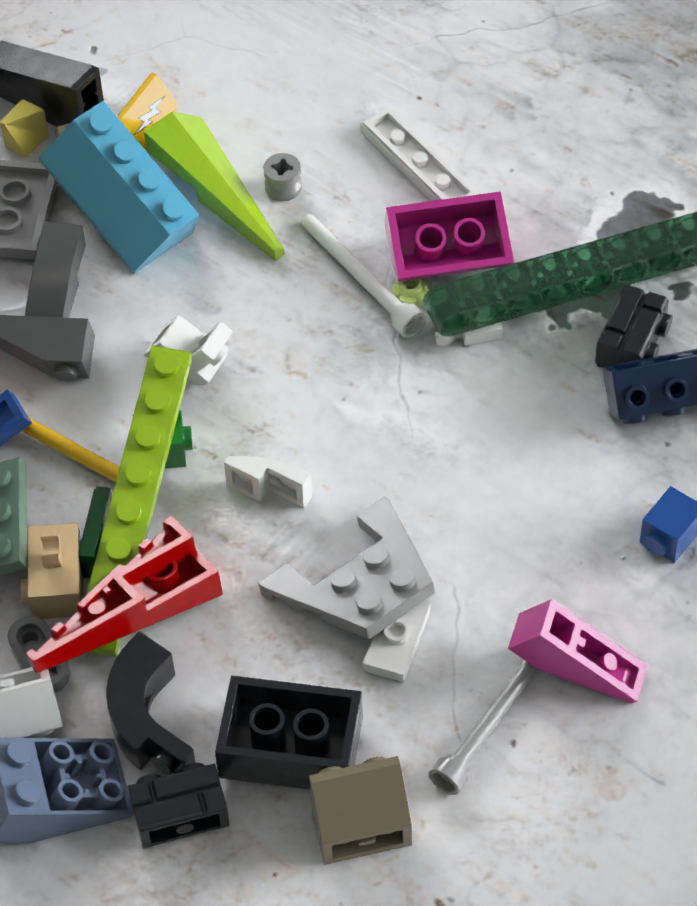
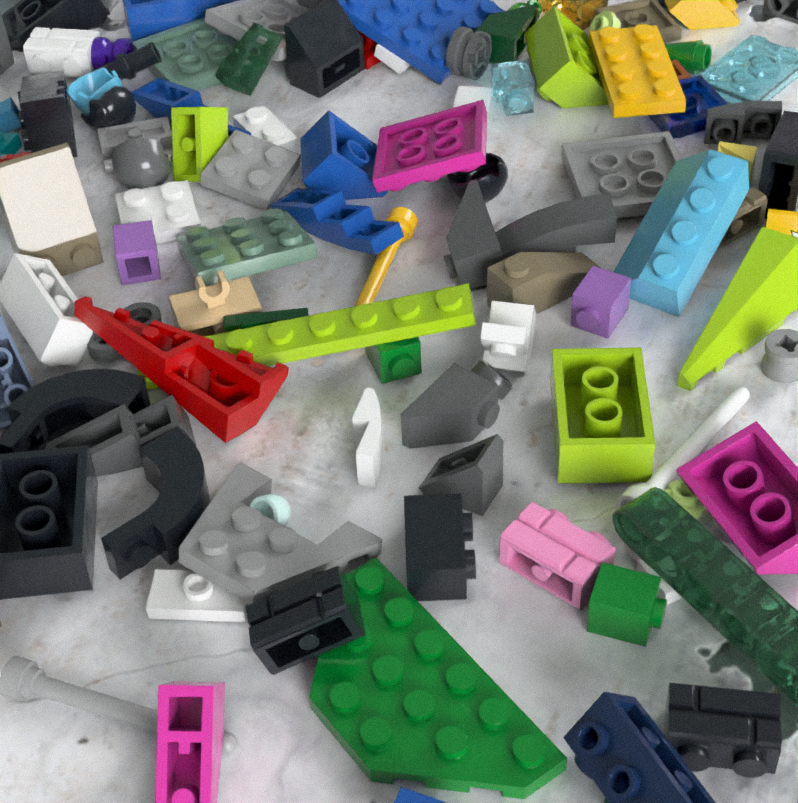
camera: 75 degrees right, 10 degrees down
(118, 313) = (537, 278): none -> dark tan slope
(166, 276) = (600, 301): none -> medium lavender brick
(196, 672) = (119, 434): none -> dark grey slope
(232, 377) = (491, 373): none -> dark grey tile
(255, 411) = (451, 410): none -> dark grey slope
(289, 628) = (178, 473): none -> black arch
(314, 311) = (601, 415): none -> lime brick
(325, 560) = (273, 507): none -> light aqua hinge
(339, 420) = (469, 471): none -> dark grey slope
(409, 459) = (436, 547): none -> black brick
(445, 383) = (555, 553): none -> bright pink brick
(467, 554) = (304, 620): none -> black brick
(507, 355) = (625, 604): none -> green brick
(538, 512) = (420, 705): none -> green plate

